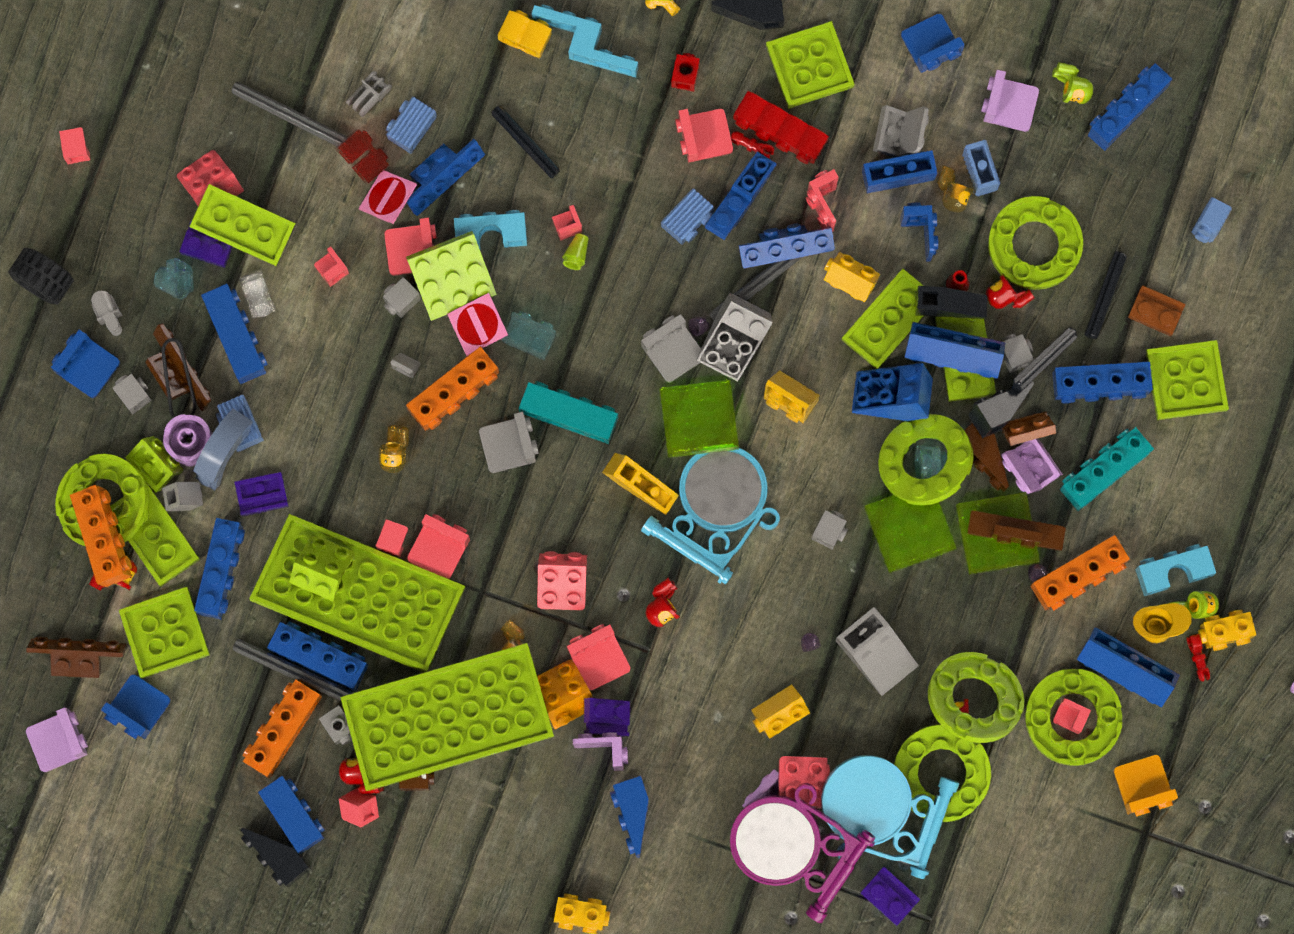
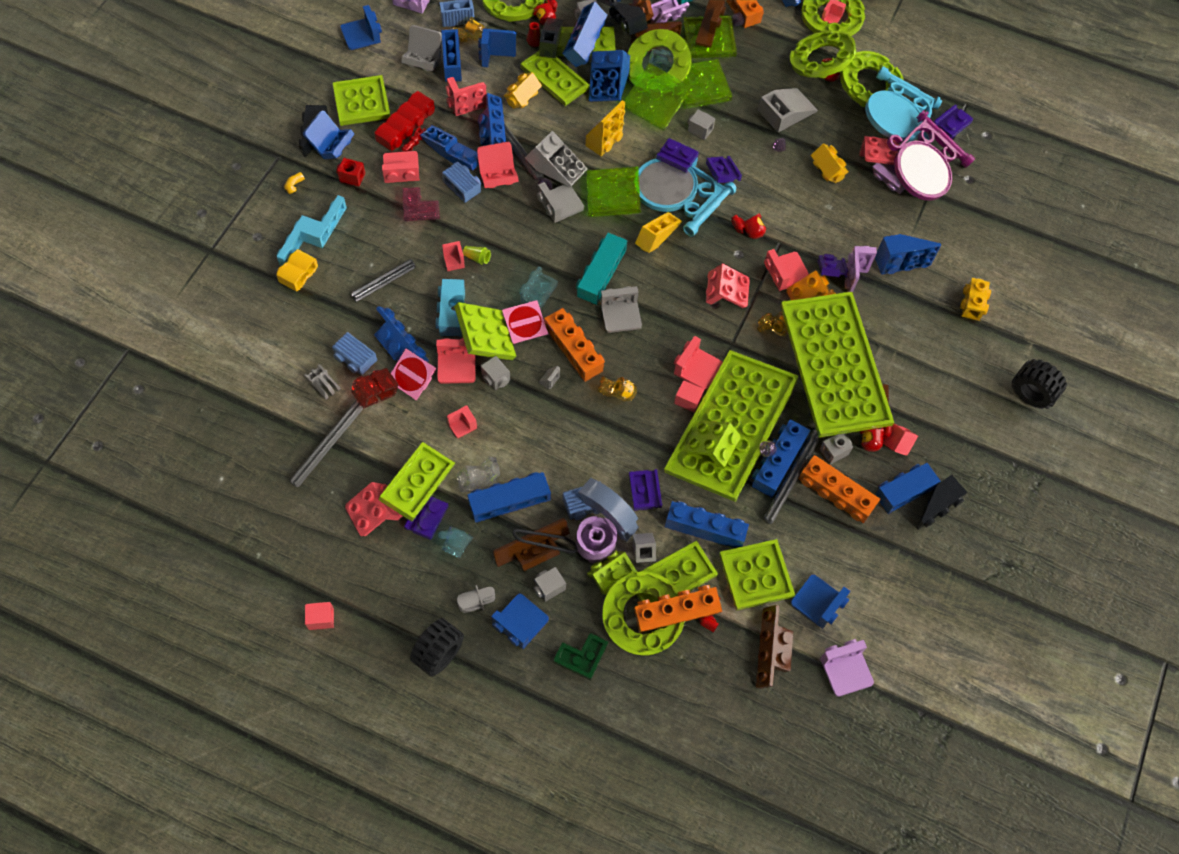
camera: 90 degrees left, 15 degrees down
(44, 440) = (584, 661): none -> dark green plate
(315, 633) = (767, 444): none -> hinge
(637, 164) = (416, 209): none -> clear pink plate
(711, 259) = (496, 165): none -> coral bracket
(734, 32) = (327, 137): none -> bracket
(753, 564) = (723, 169): none -> dark purple plate
(768, 499) = (677, 155): none -> dark purple plate
(865, 462) = (656, 96): none -> clear neon green plate

